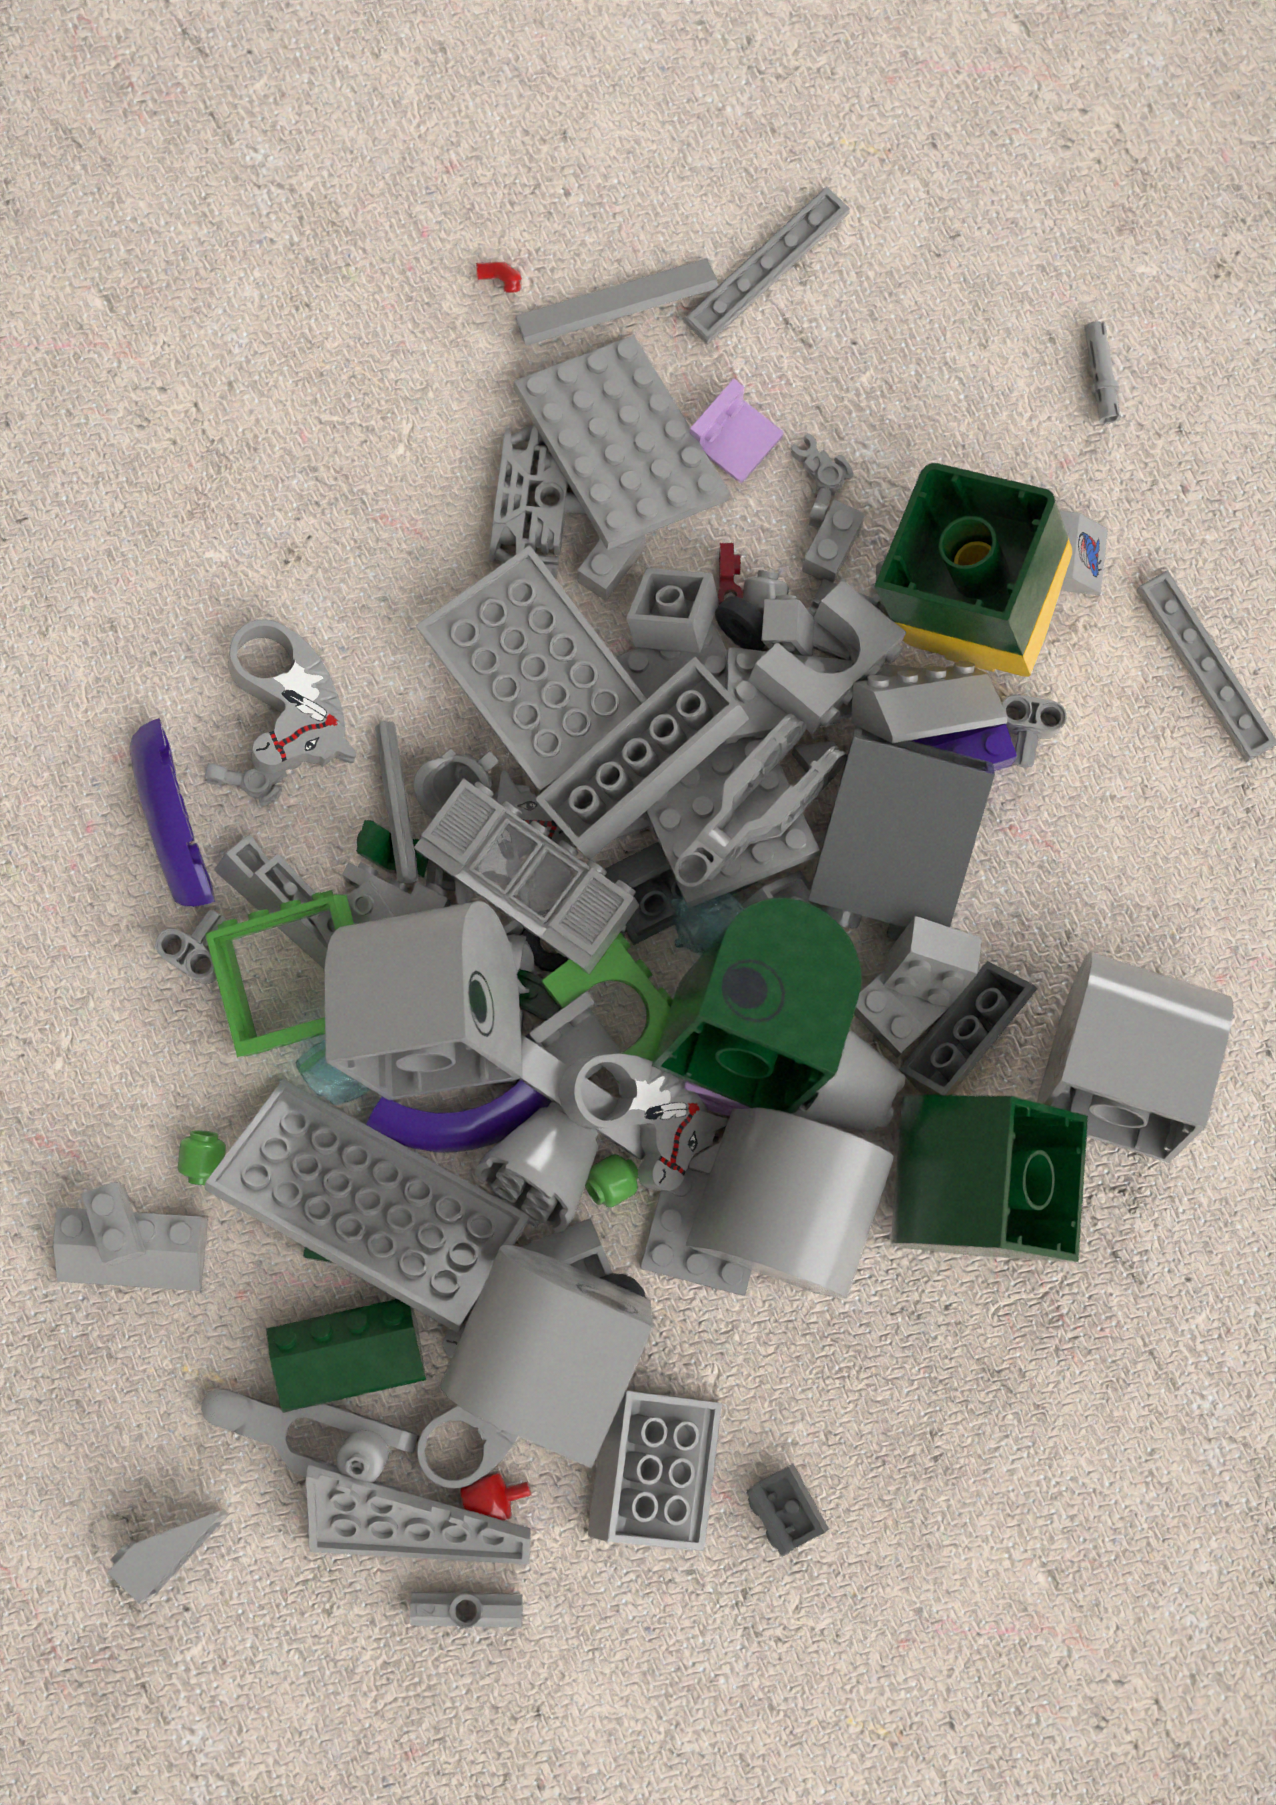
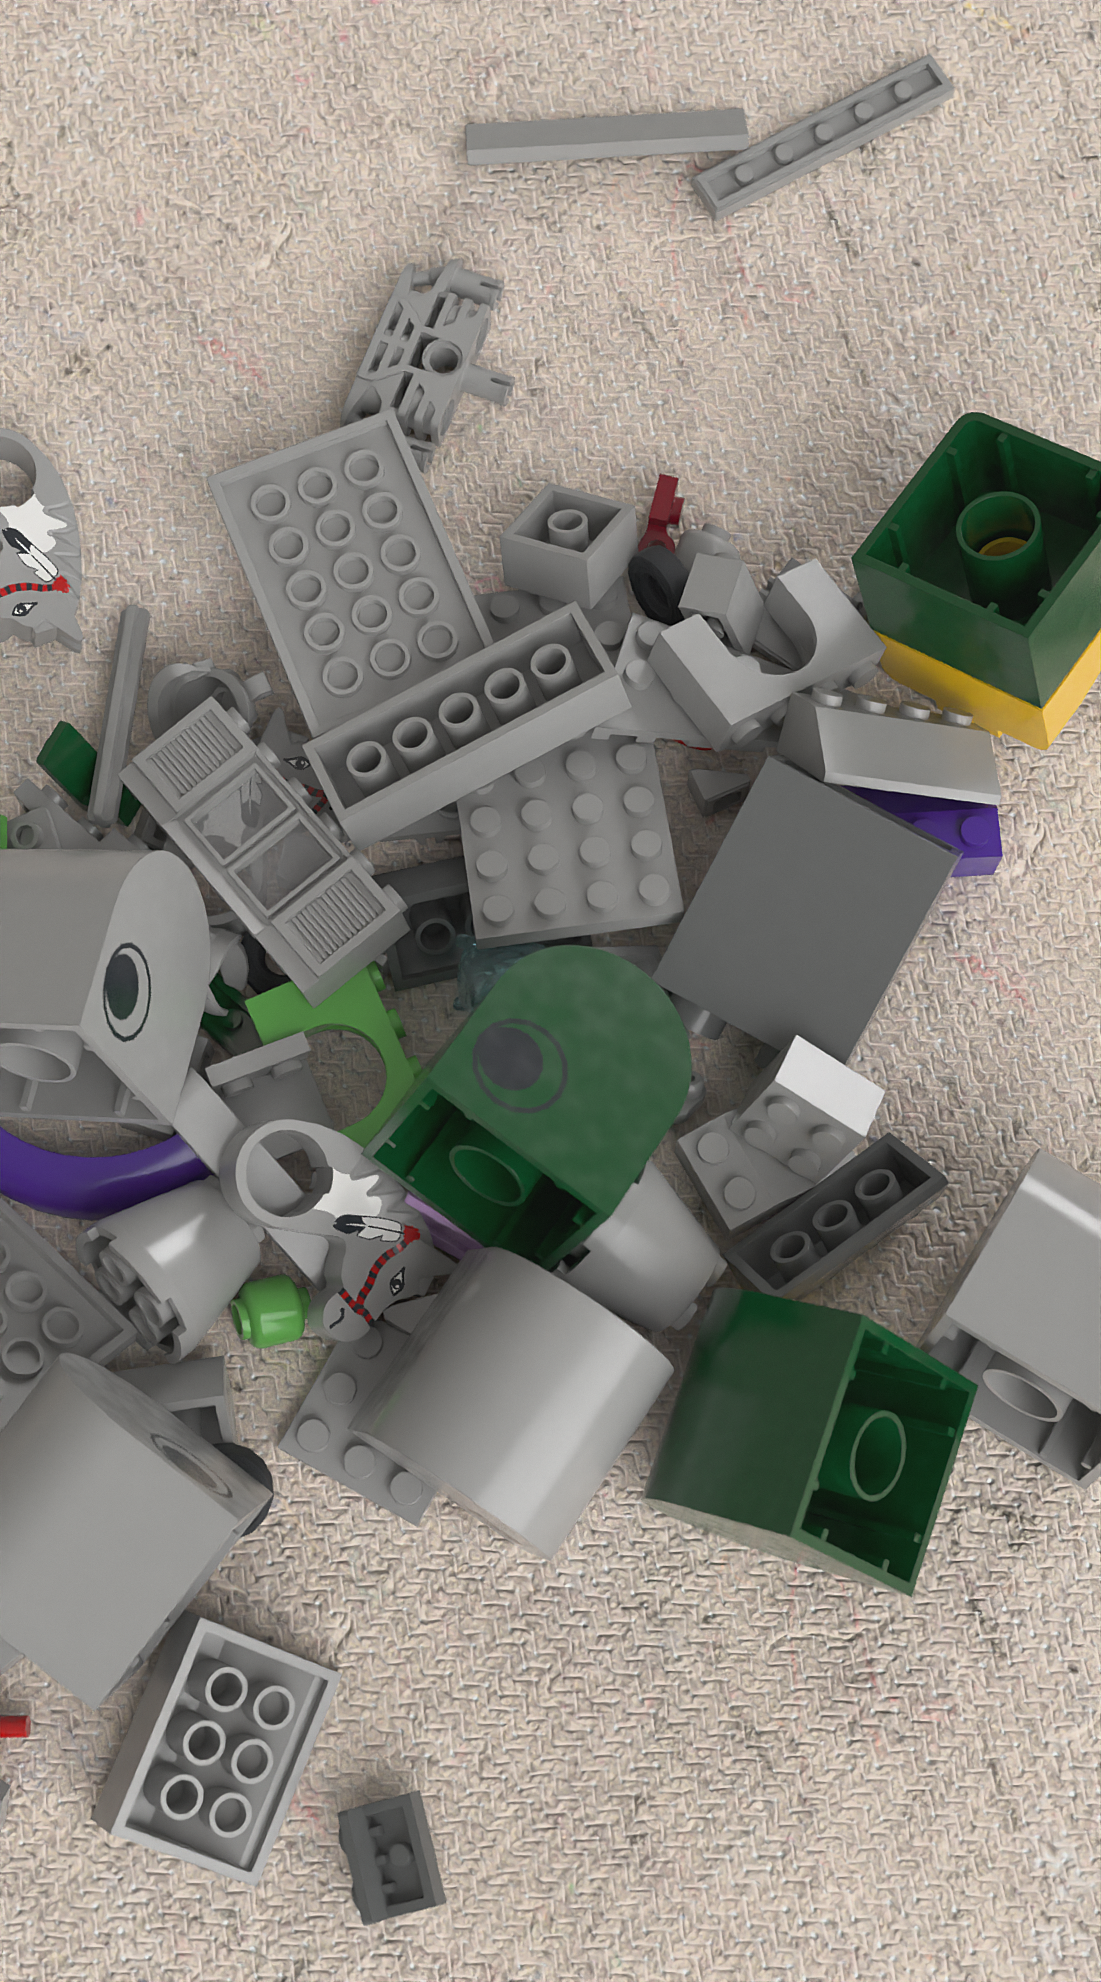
camera: 15 degrees right, 5 degrees down
(501, 271) = (459, 64): red arm -> none
(606, 568) = (506, 463): light grey brick -> none
(621, 441) = (560, 312): light grey plate -> none
(724, 837) = (550, 858): light grey piece -> none
(735, 433) = (718, 337): lavender bracket -> none
(827, 475) = (833, 425): light grey piece -> none
(833, 542) = (818, 510): light grey brick -> none
(1031, 726) = (1032, 824): light grey beam -> none

